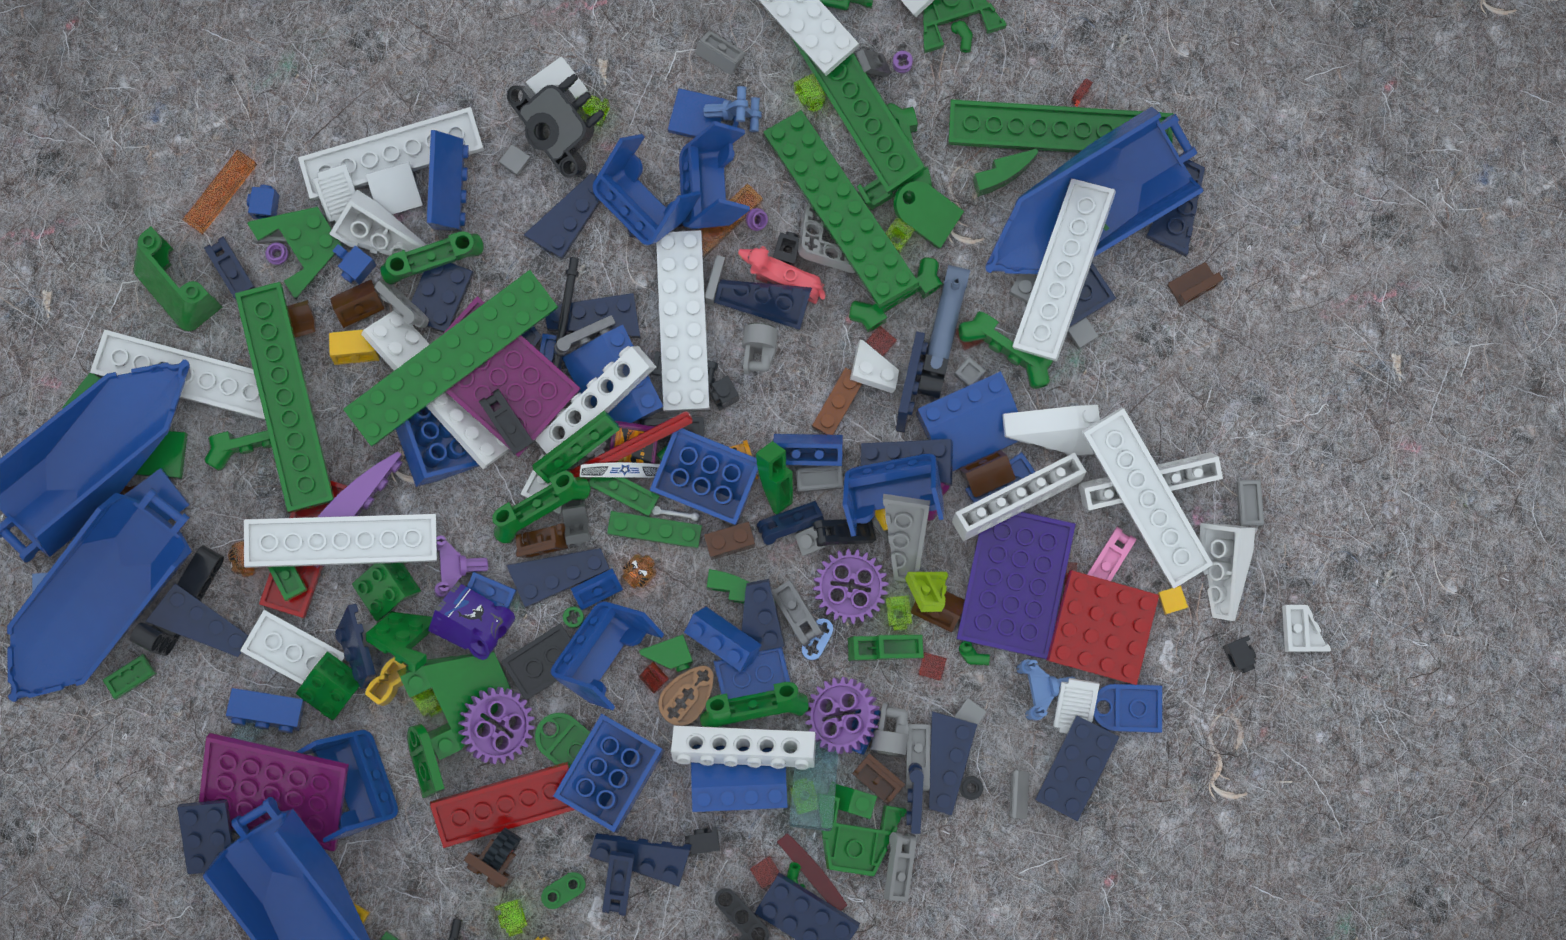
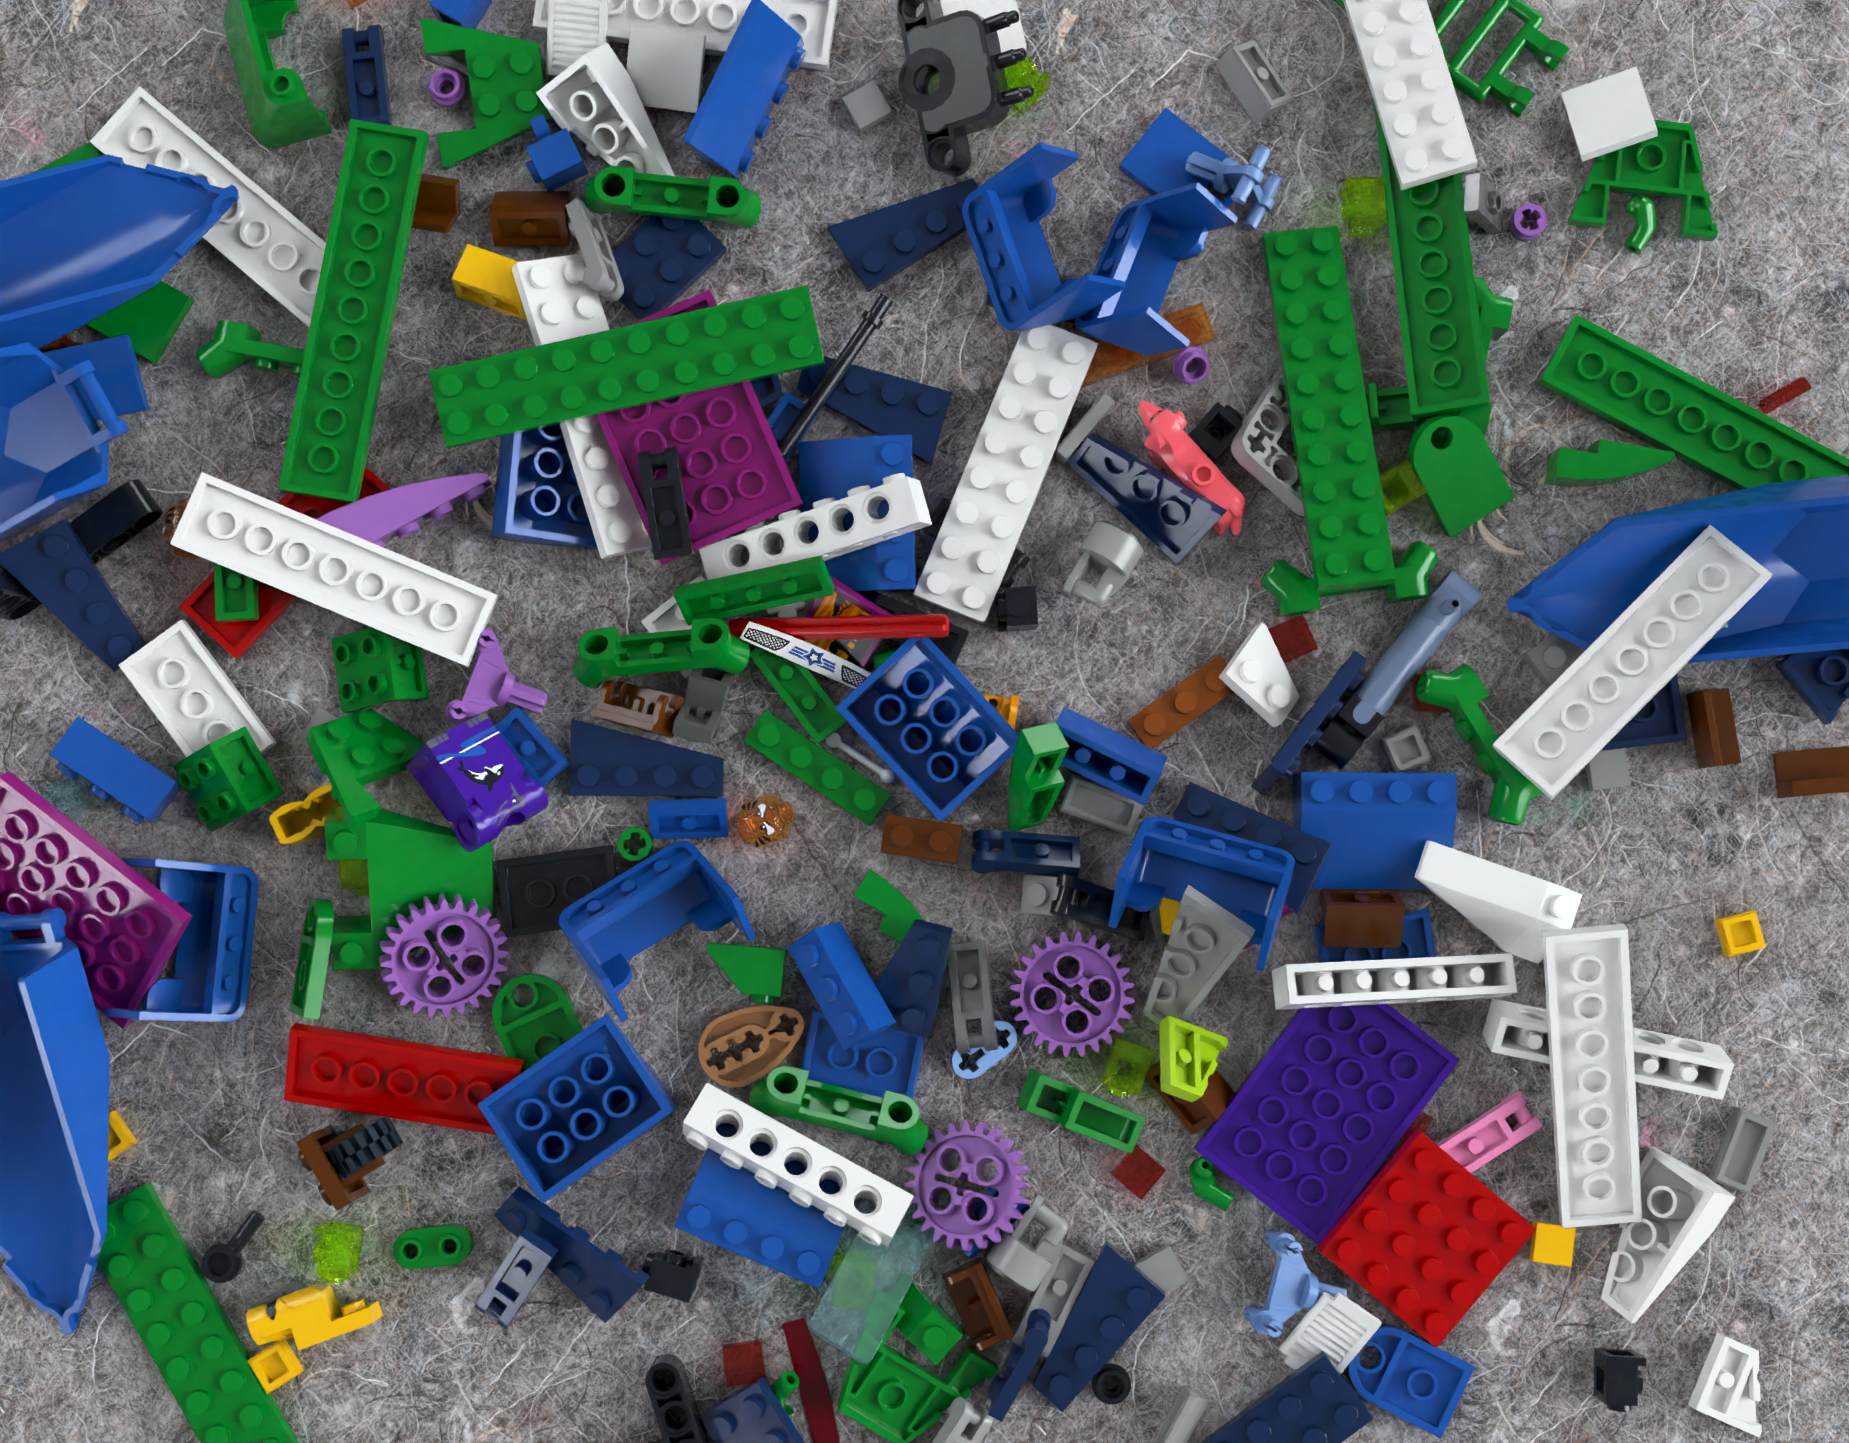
camera: 25 degrees right, 5 degrees up
(351, 639) = (282, 747): dark blue wing -> none
(583, 335) = (845, 423): flat silver plate -> none
(653, 677) = (712, 992): clear red tile -> none
(1128, 285) = (1713, 728): none -> reddish brown panel
(1194, 388) = (1739, 933): none -> yellow tile

